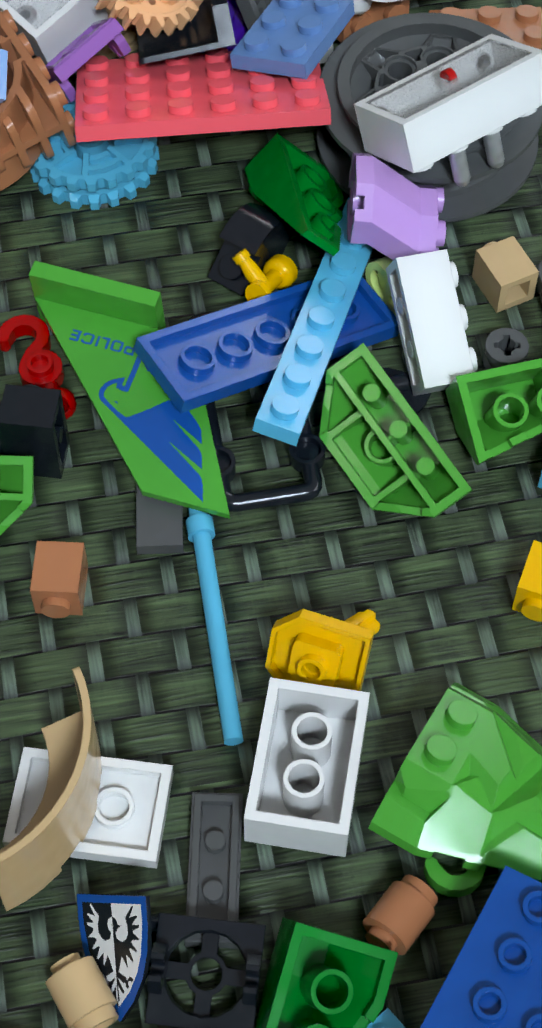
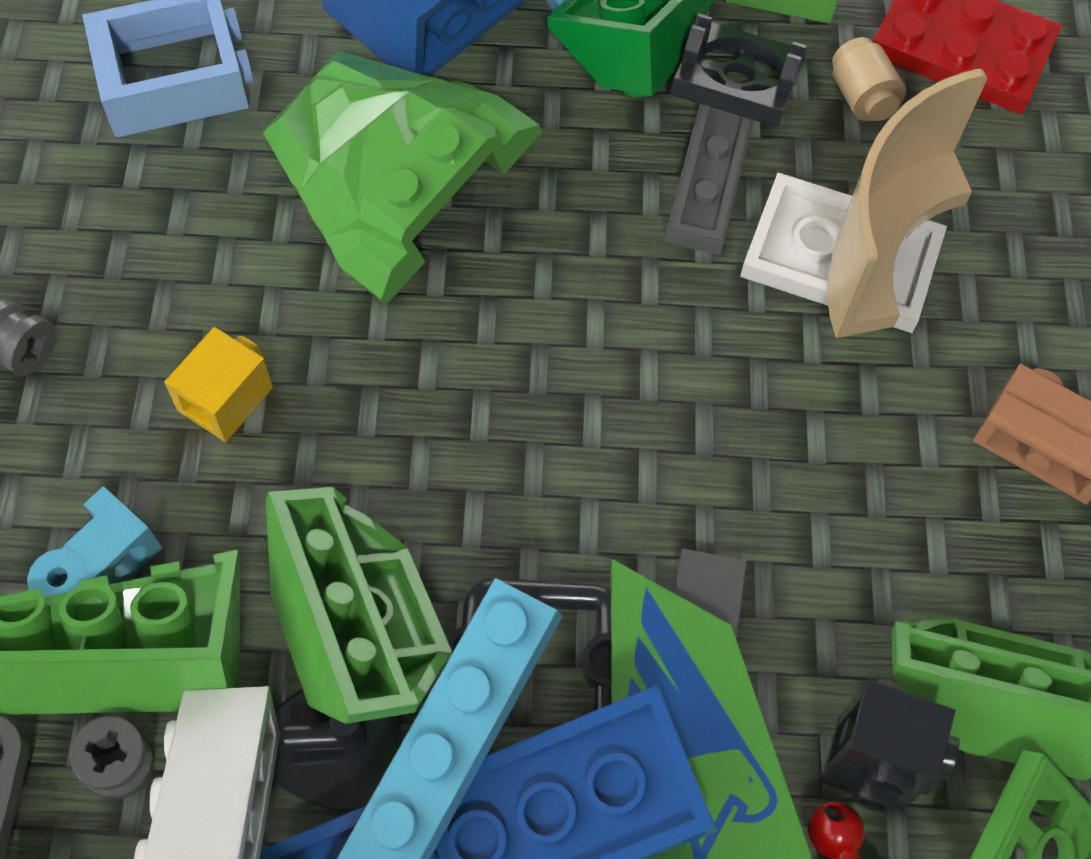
camera: 170 degrees left, 5 degrees up
(59, 578) = (859, 529): nougat brick -> none
(119, 937) = (818, 103): shield -> none
(201, 532) = (652, 559): medium azure bar -> none
(306, 767) = (588, 220): white brick -> none
(322, 648) = (523, 345): yellow piece -> none
(401, 914) = (530, 76): nougat brick -> none

